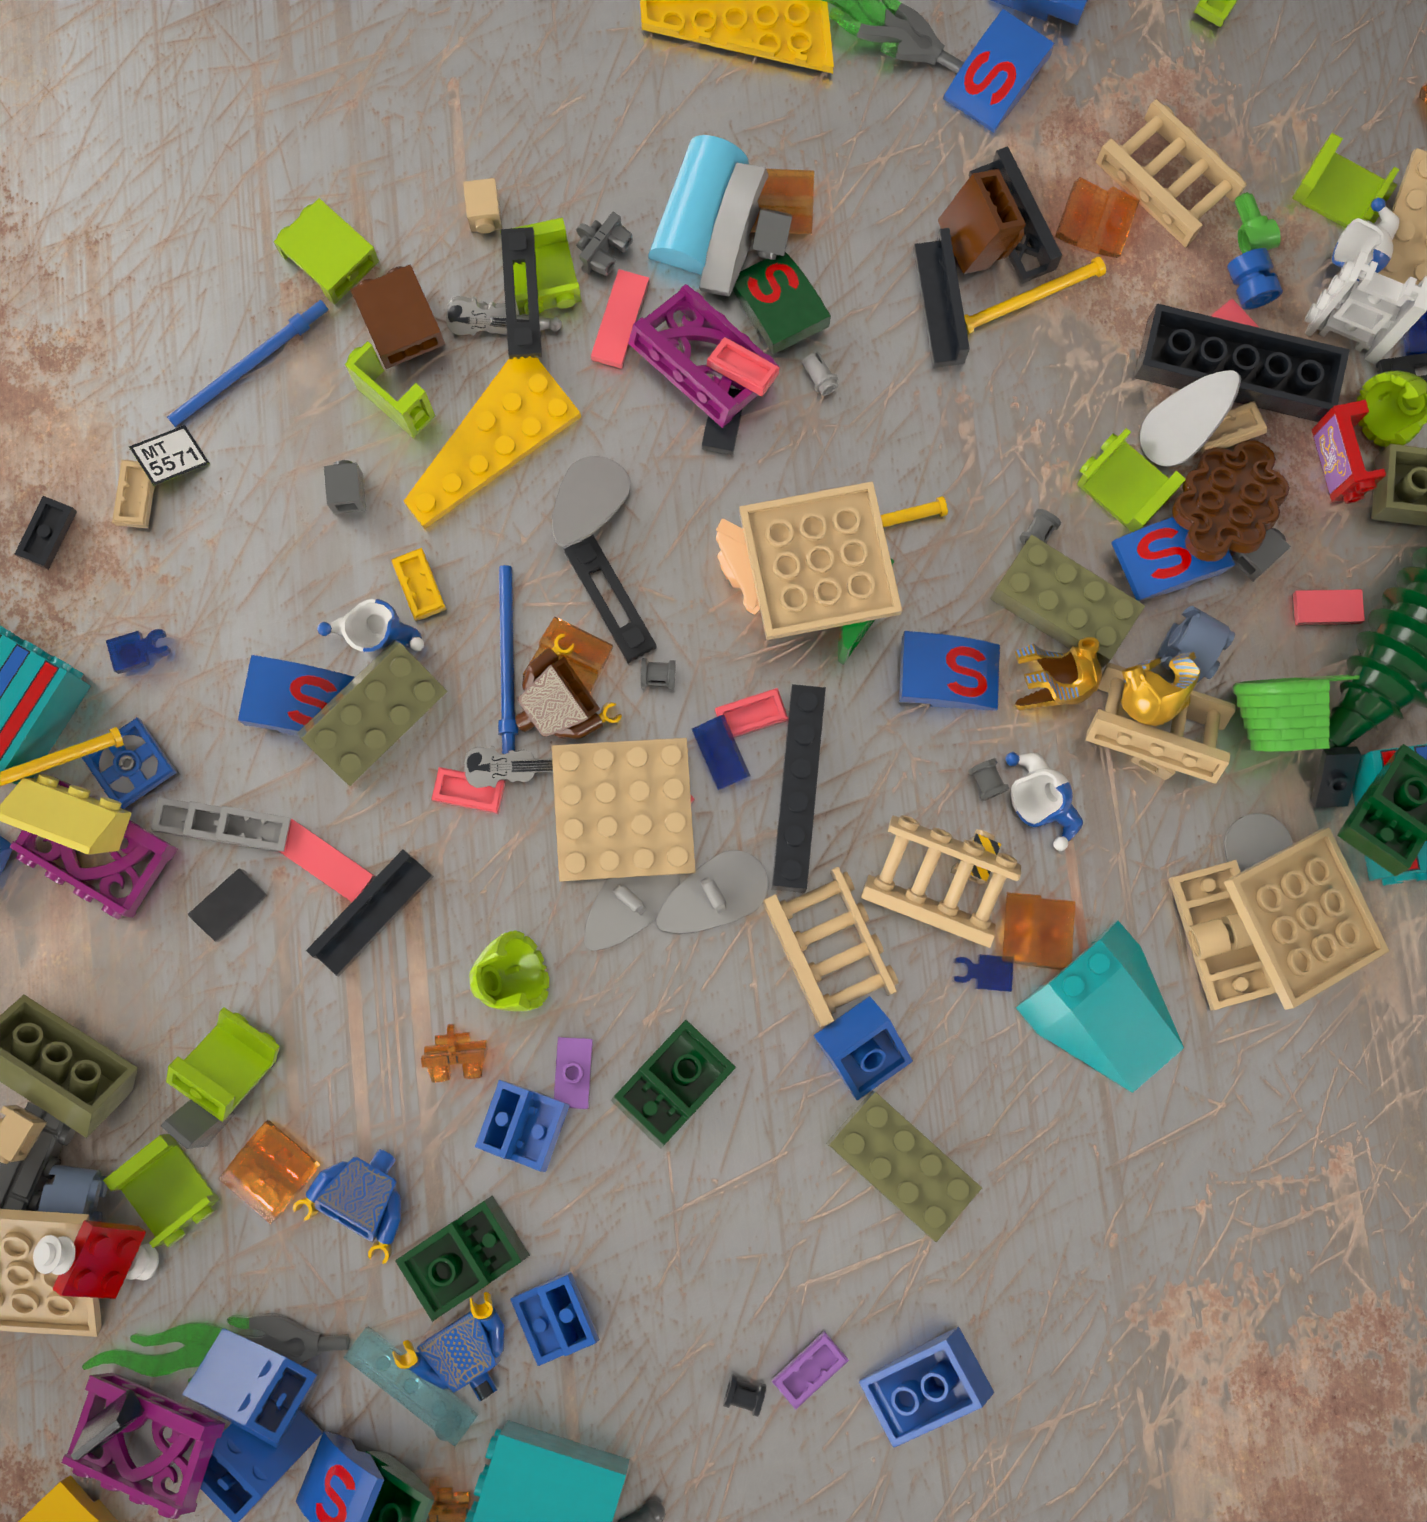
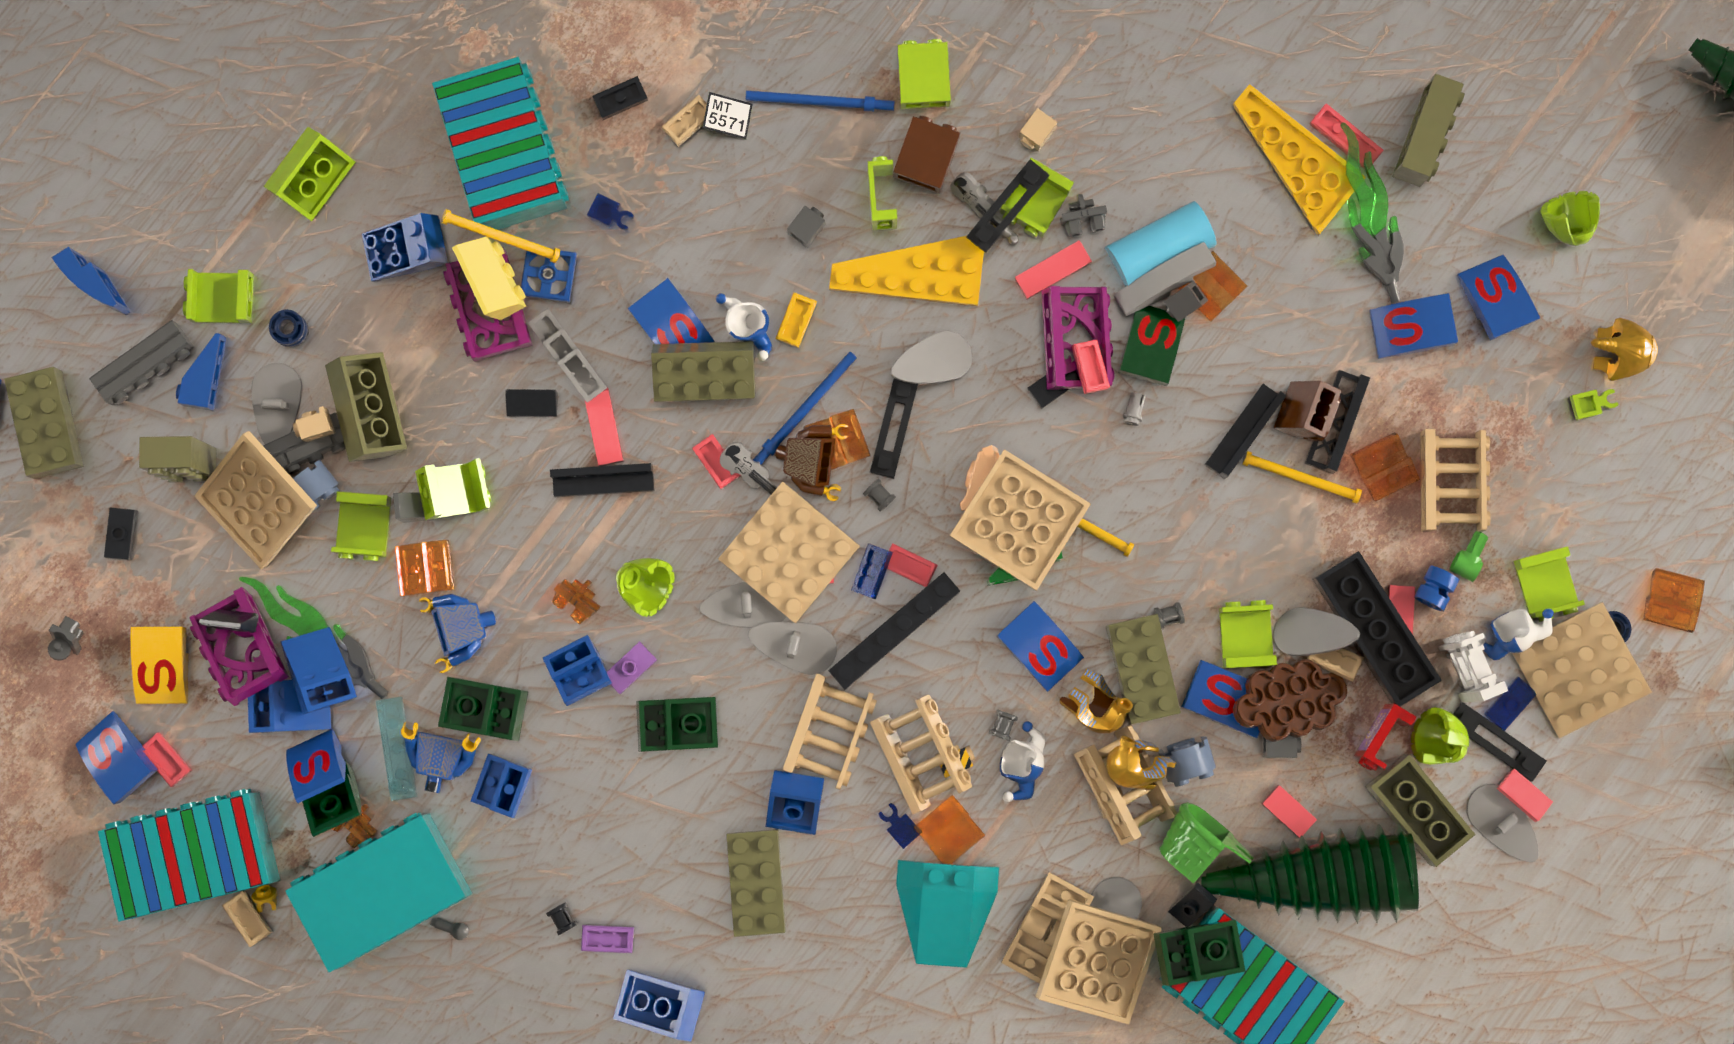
camera: 45 degrees right, 5 degrees up
(97, 1259) = (300, 532): red plate -> none

